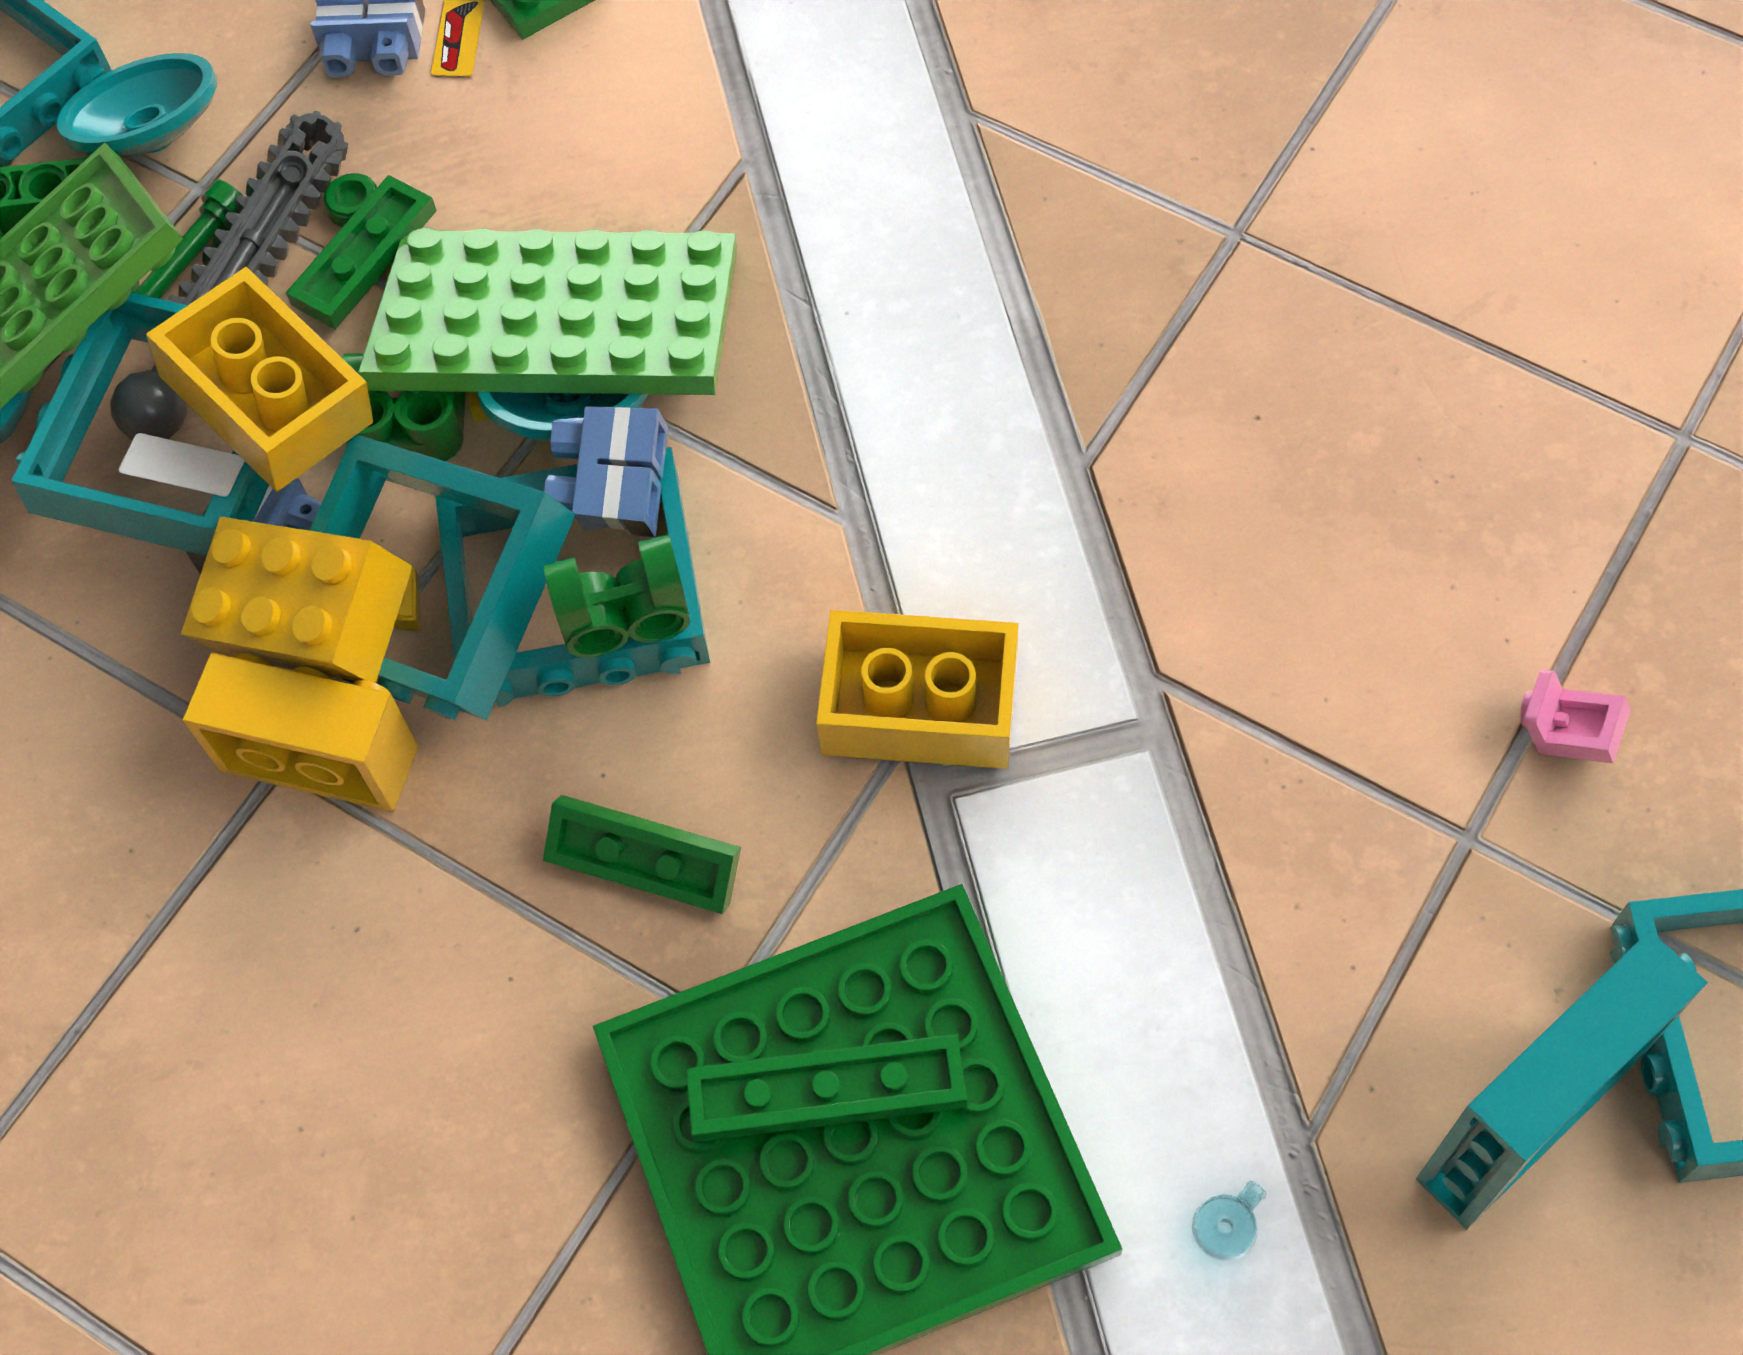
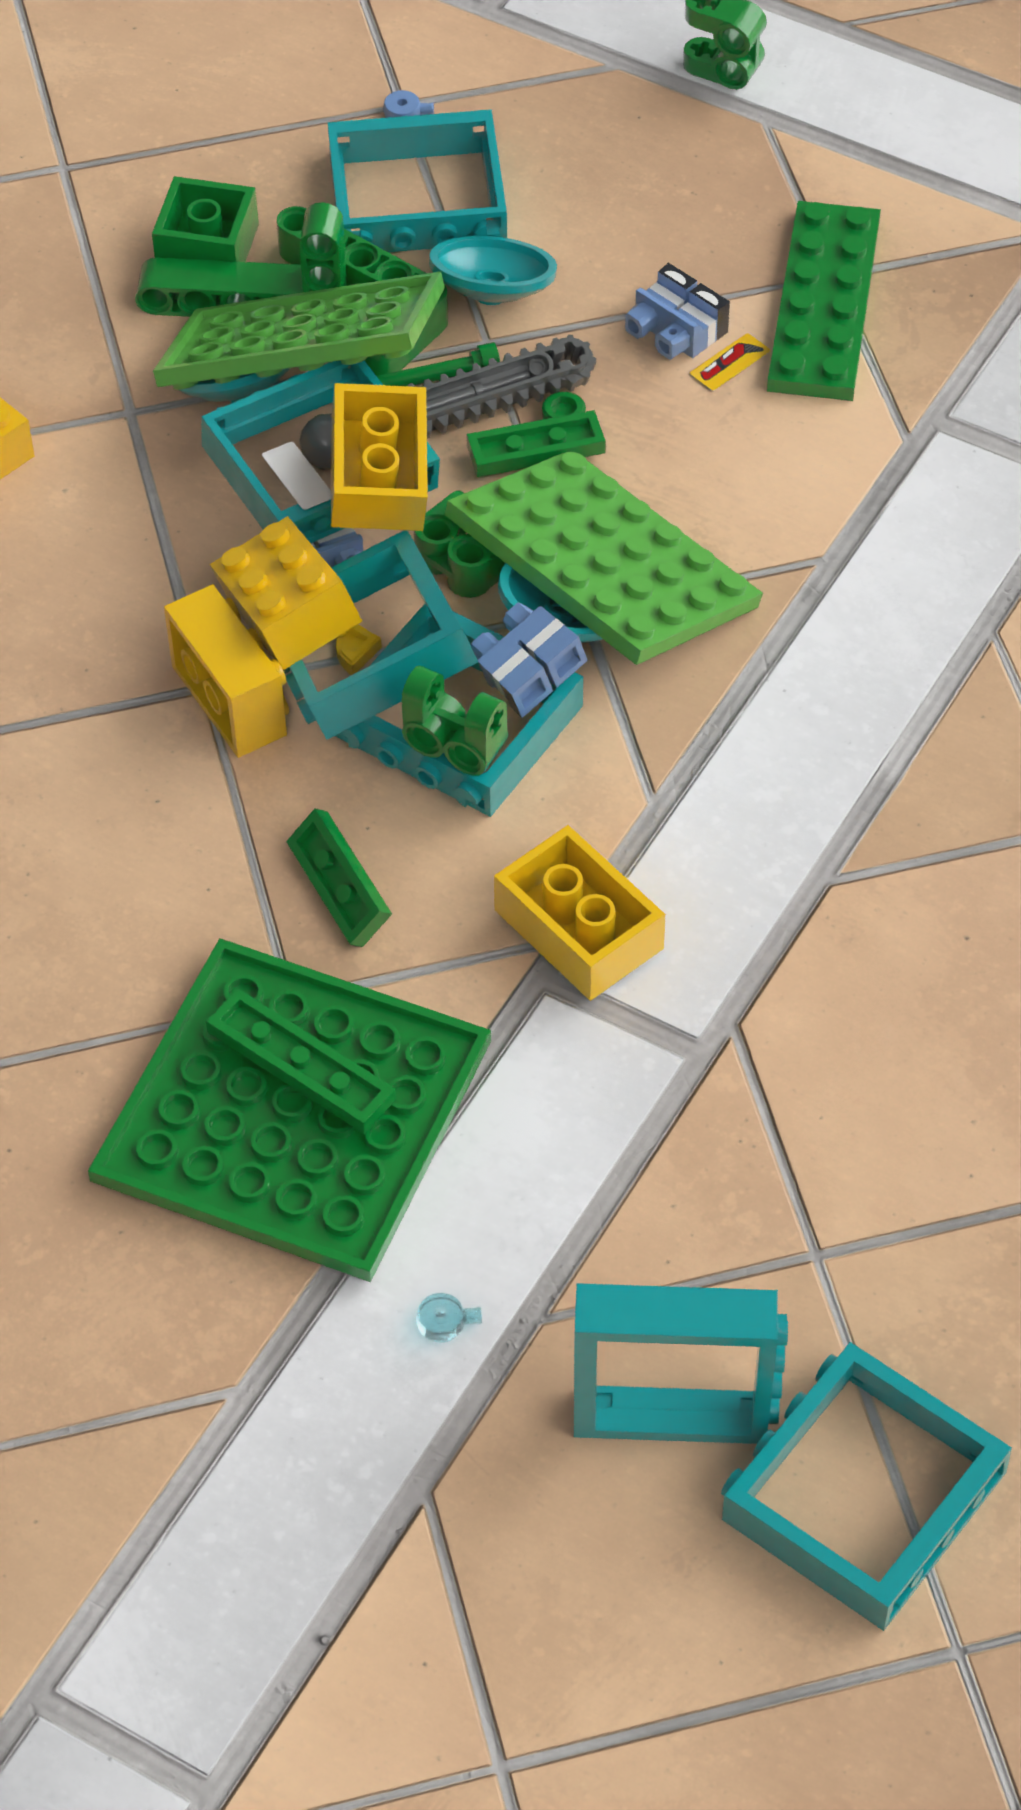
camera: 40 degrees right, 10 degrees down
(1573, 721) = (945, 1236): bright pink bracket -> none

